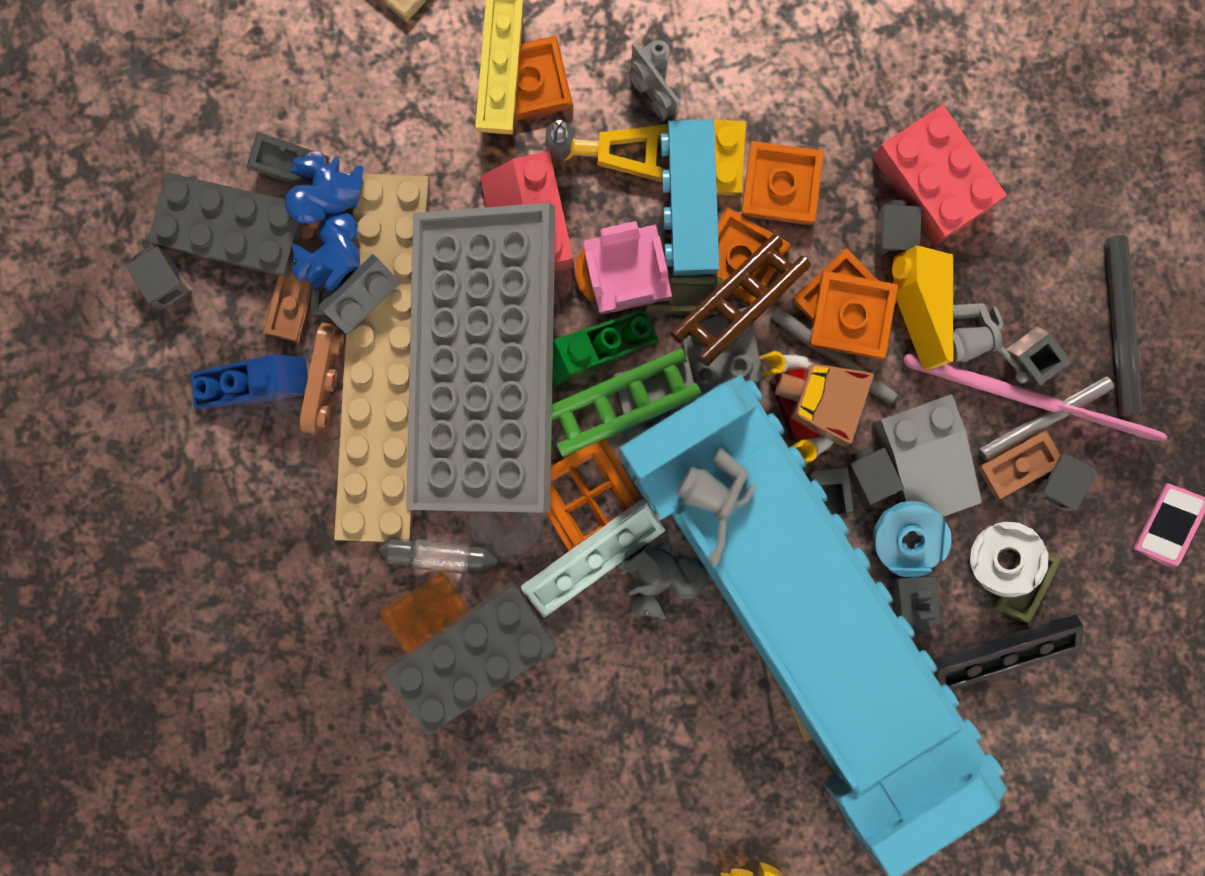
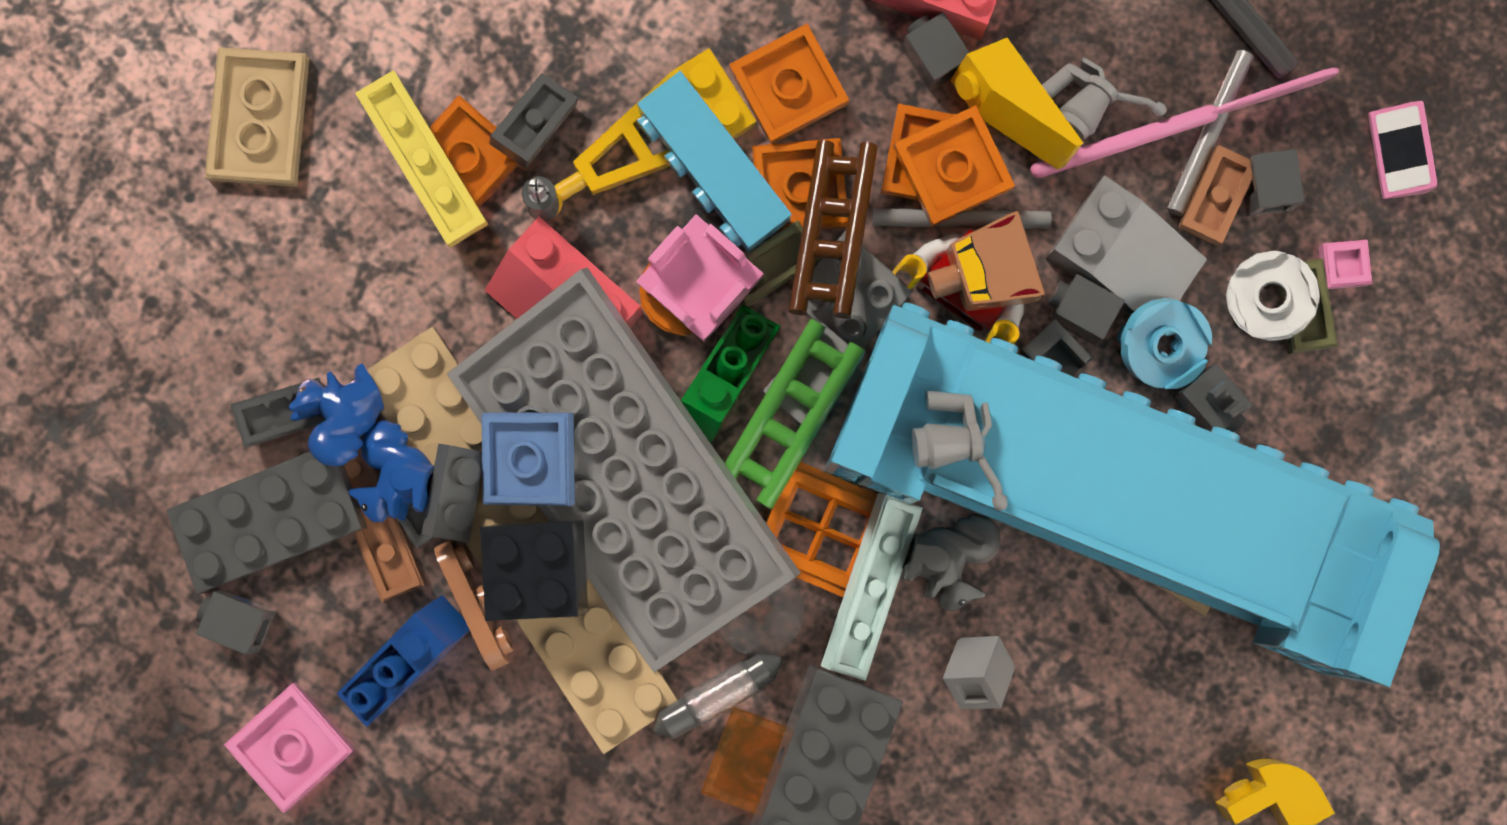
camera: 35 degrees left, 0 degrees up
(134, 386) = (289, 747): none -> bright pink tile
(374, 383) = (534, 570): none -> black brick
(425, 306) = (528, 458): none -> medium blue tile
(593, 86) = (533, 120): none -> dark grey plate
(623, 668) = (979, 672): none -> light grey panel
(648, 75) = (579, 70): light grey hinge -> none
(1009, 653) = (1338, 386): black plate -> none
(1039, 355) = (1160, 76): dark grey brick -> none
(1075, 574) = (1346, 264): none -> bright pink tile

